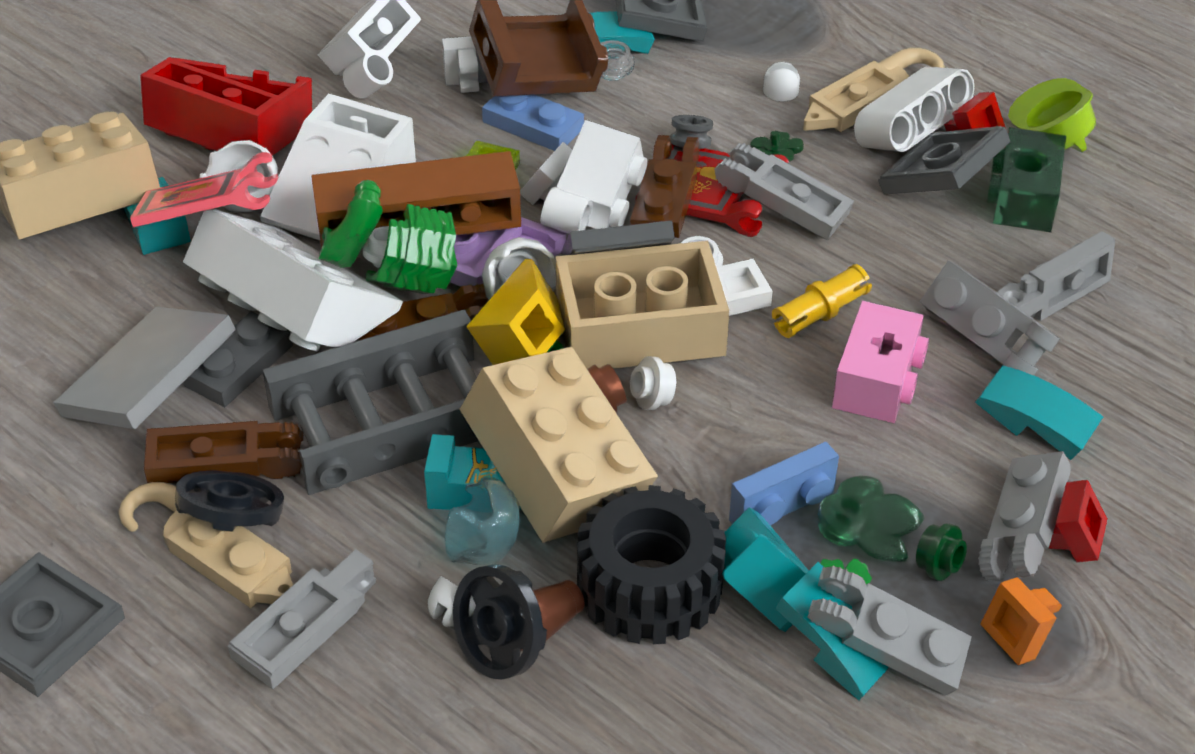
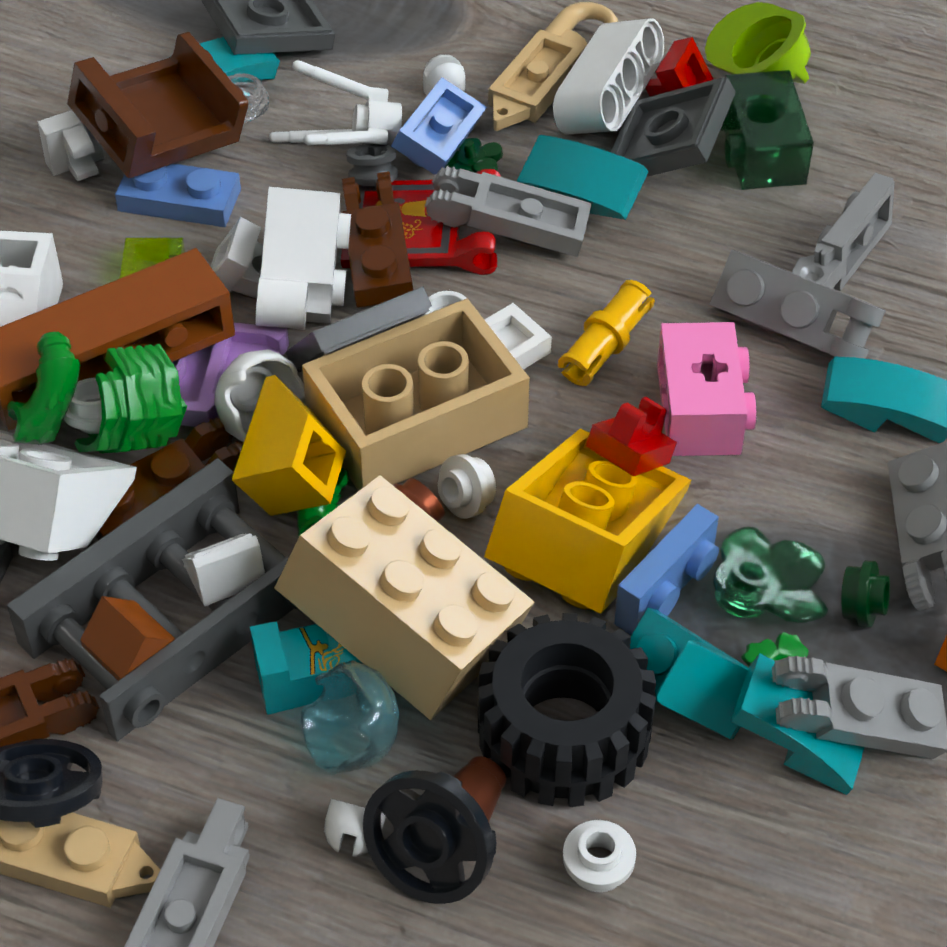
camera: 20 degrees left, 5 degrees up
(336, 413) = (123, 636): none -> dark orange slope
(432, 387) = (225, 567): none -> white slope
(631, 694) = (593, 872): none -> white plate
(704, 100) = (372, 123): none -> white plant
(732, 428) = (582, 522): none -> yellow slope
(756, 114) = (438, 126): none -> medium blue plate
(803, 383) = (634, 438): none -> red tile
(859, 177) = (584, 174): none -> teal slope

